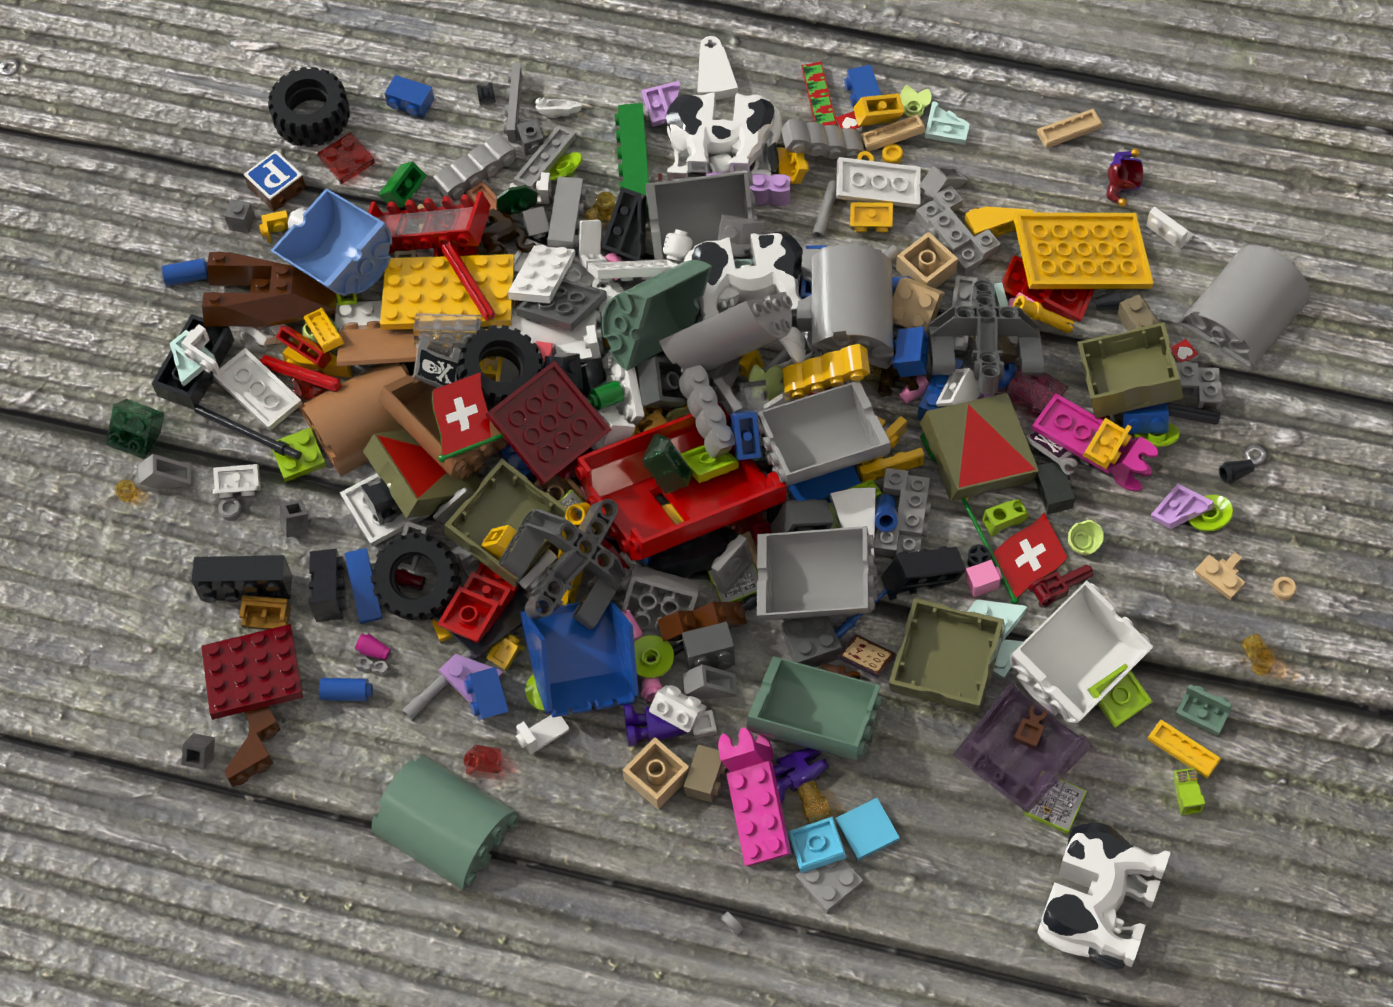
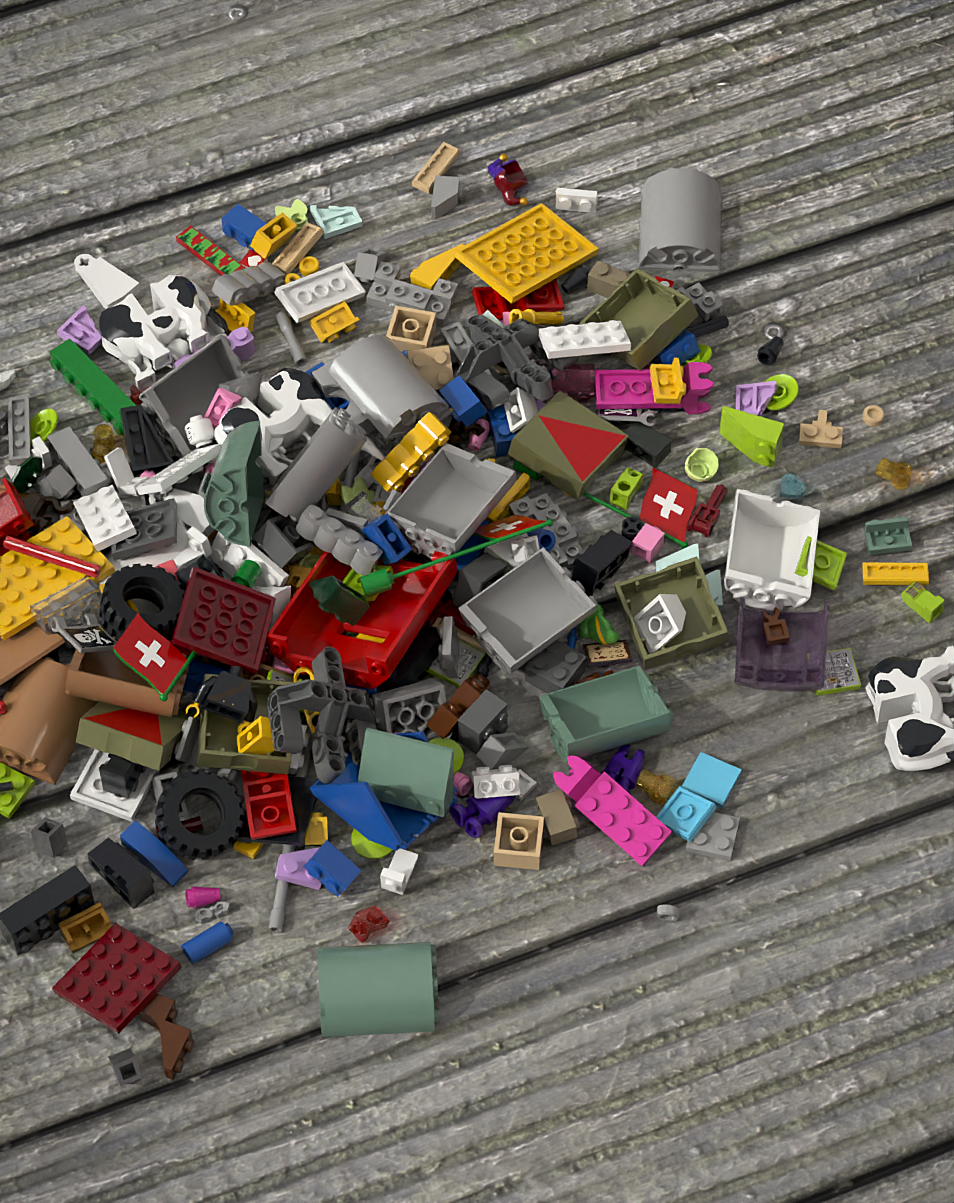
camera: 40 degrees left, 5 degrees down
(502, 490) = (228, 697): none -> black torso
(598, 653) = (408, 772): none -> sand green slope
(707, 232) = (221, 404): none -> bright pink slope
(841, 485) = (497, 531): none -> green flag
(861, 516) = (524, 548): none -> white slope
(877, 627) = (598, 628): none -> bright green hair
(932, 657) = (660, 621): none -> white slope
(1056, 158) = (445, 195): none -> light grey slope
(1059, 359) = (584, 339): none -> white plate
(1154, 608) = (791, 487): none -> clear light blue tile
(1155, 544) = (753, 435): none -> lime slope

